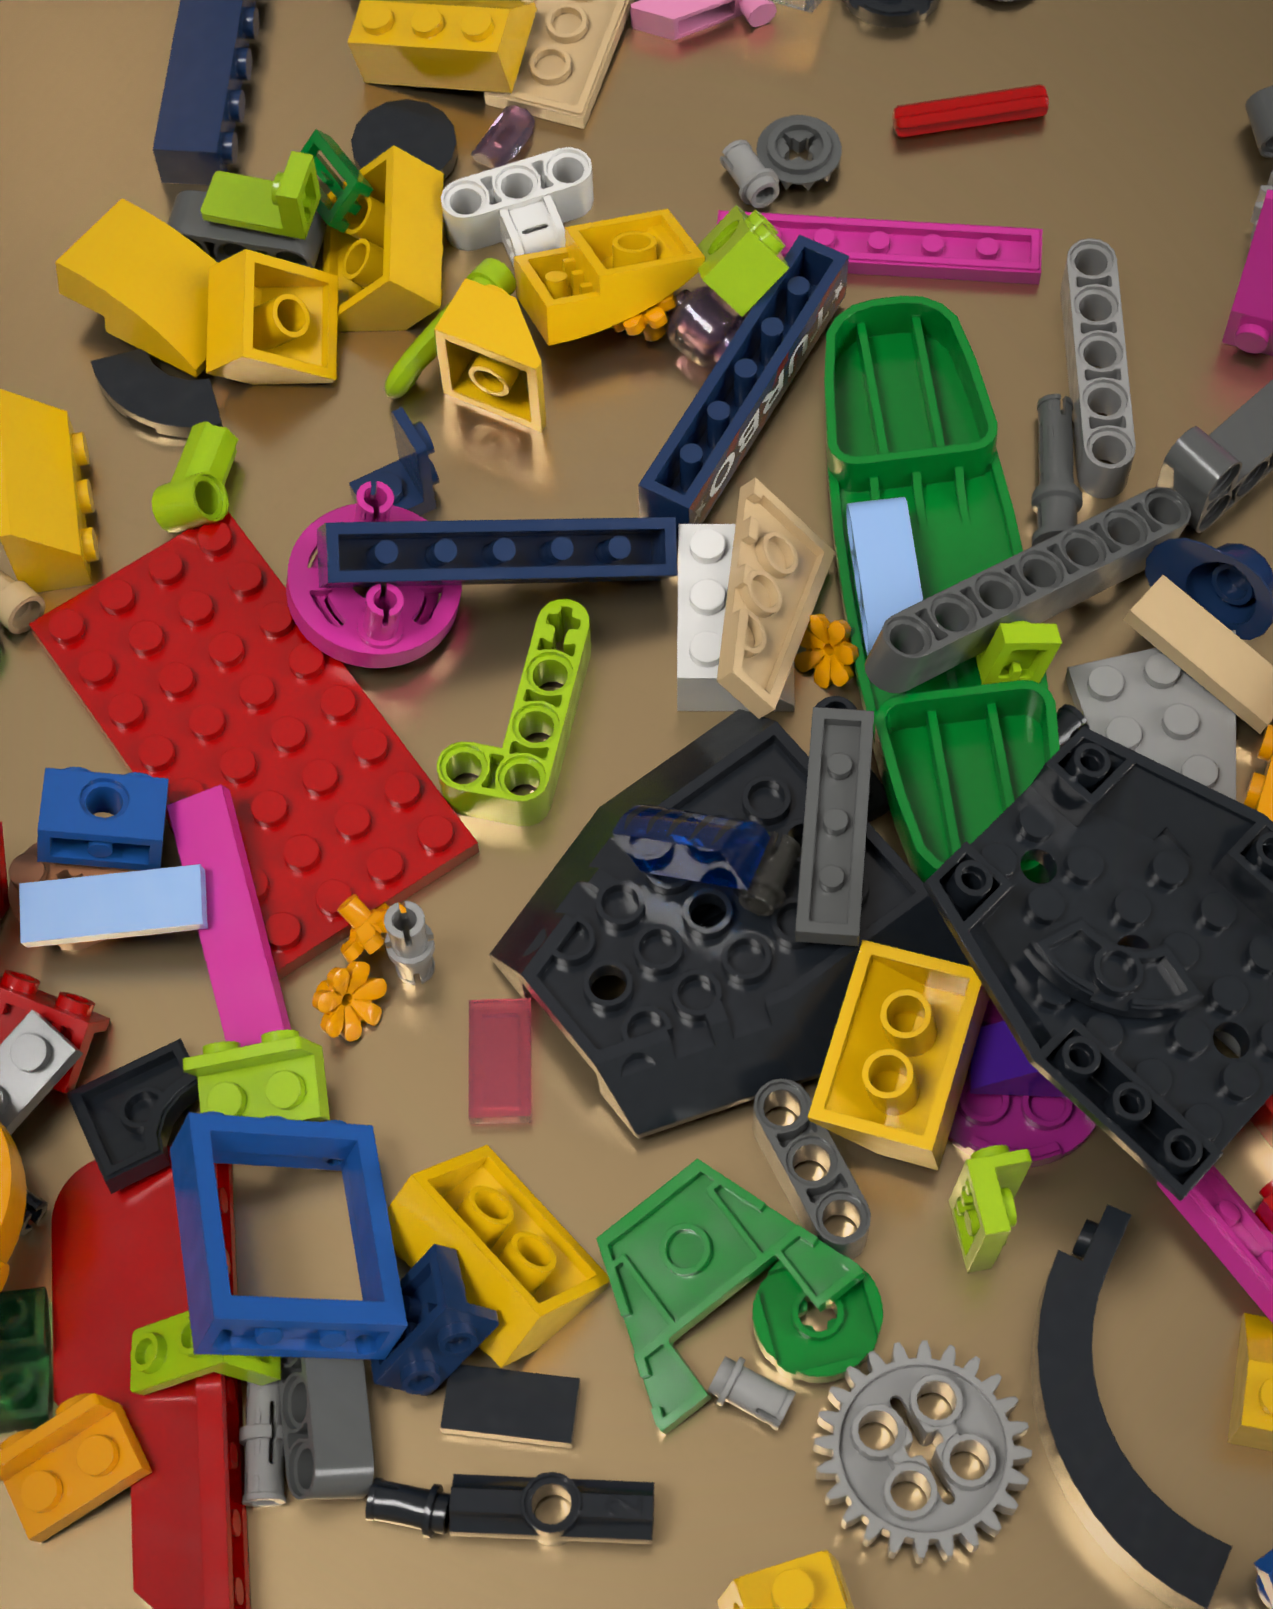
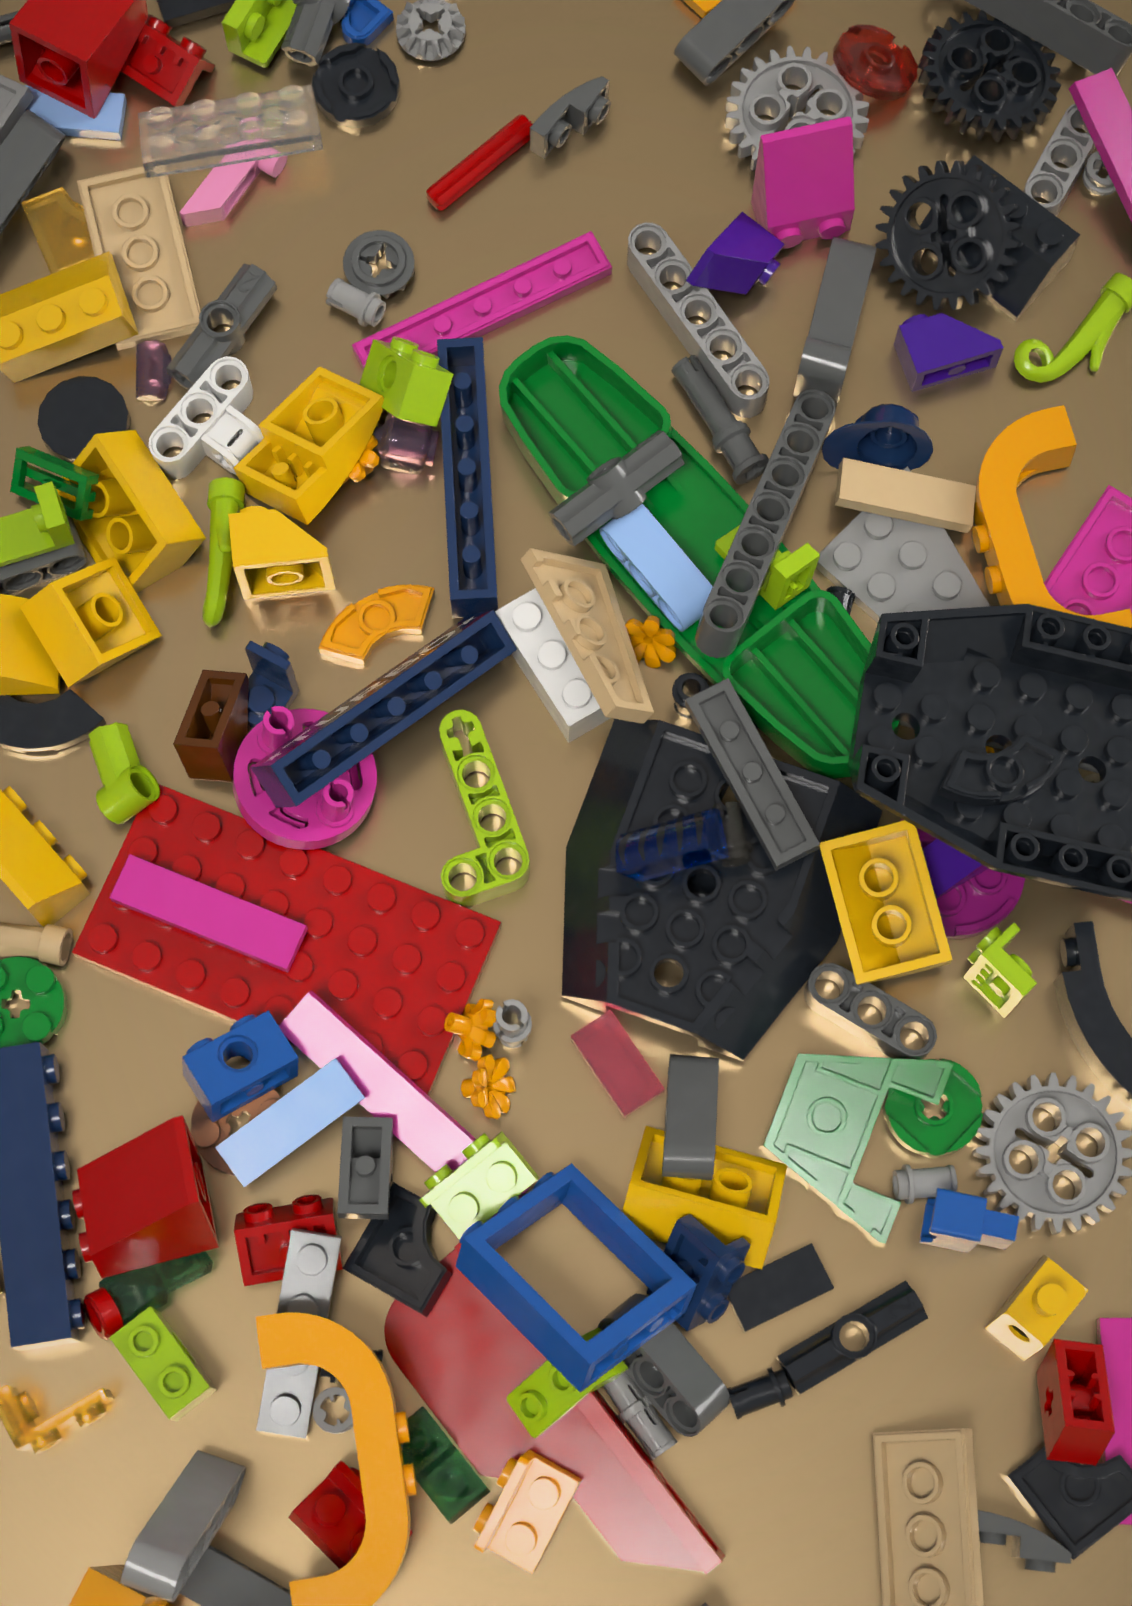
camera: 35 degrees left, 10 degrees up
(156, 999) = (365, 1168): none -> dark grey slope
(184, 658) = (208, 913): none -> dark pink tile
(317, 480) = (214, 725): none -> reddish brown slope
(531, 1154) = (690, 1117): none -> dark grey beam
(560, 480) = (376, 618): none -> light orange tile
(604, 123) = (236, 306): none -> dark grey piece
(759, 1458) = (962, 1222): none -> blue piece
(889, 468) = (616, 488): none -> dark grey piece
(1104, 106) = (575, 111): none -> dark grey slope
(1176, 322) = (738, 258): none -> dark purple slope

